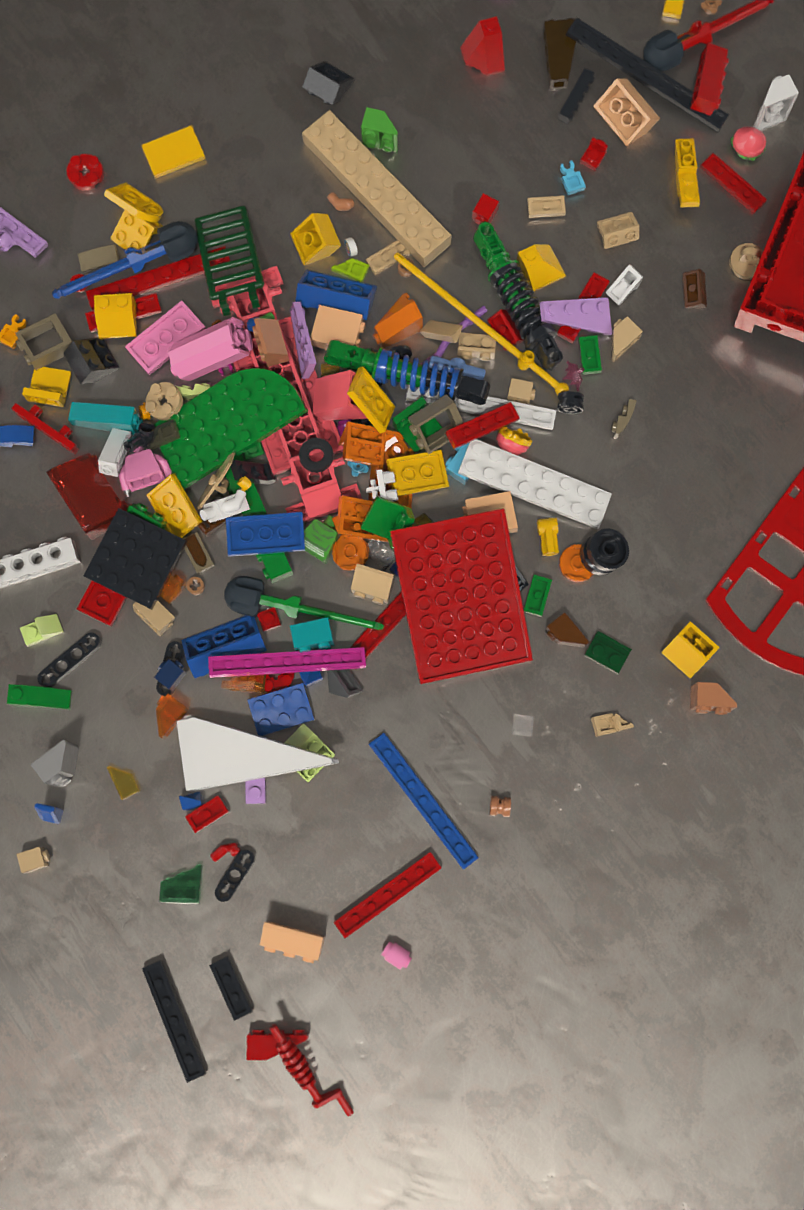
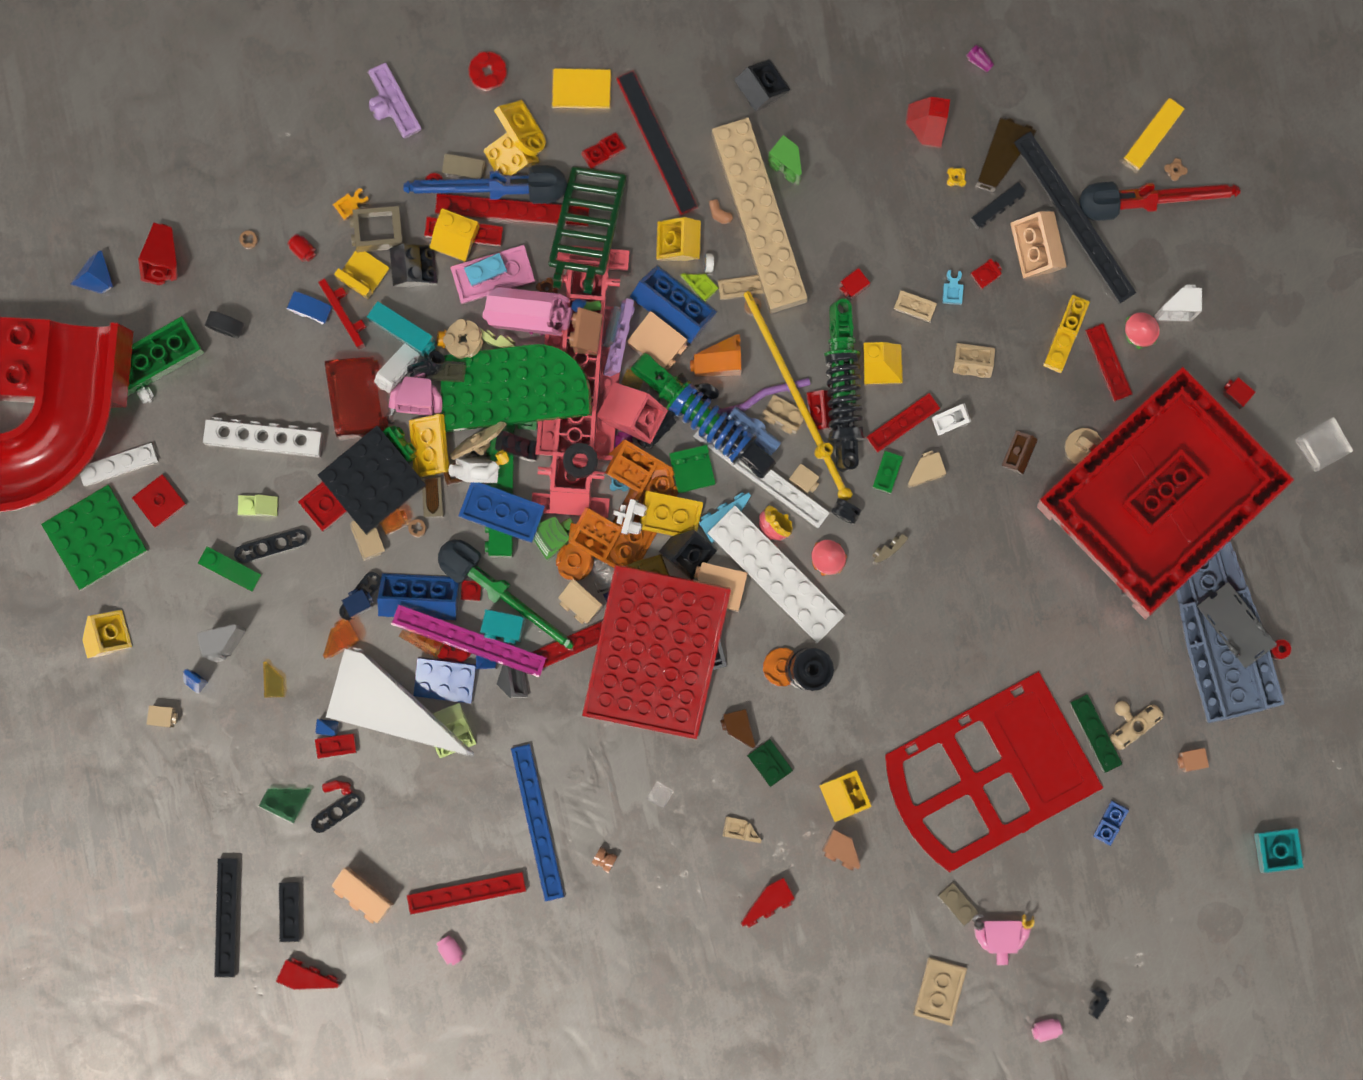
camera: 25 degrees right, 5 degrees up
(156, 334) = (485, 269): none -> medium azure plate
(216, 195) = (603, 151): none -> red slope
(256, 791) = (388, 745): lavender plate -> none
(259, 168) = (656, 143): none -> black tile
(291, 333) = (612, 326): none -> clear light blue tile
(300, 1069) = (318, 1010): red piece -> none
(371, 399) = (656, 428): yellow tile -> none
(387, 516) = (621, 548): green bracket -> none
(424, 415) = (712, 489): dark tan window -> none
(441, 331) = (757, 386): tan slope -> none
(446, 498) = (687, 552): none -> black slope
(482, 425) = (750, 498): red plate -> none
(529, 83) = (956, 172): none -> yellow plate
(537, 595) = (729, 681): green plate -> none
(548, 532) = (766, 626): yellow piece -> none
(573, 449) = (828, 557): none -> coral hair
(574, 375) = (863, 484): clear pink piece -> none
(579, 314) = (897, 431): lavender wing -> none
(666, 774) = (771, 898): none -> red slope
(709, 79) = (1132, 250): red brick -> none

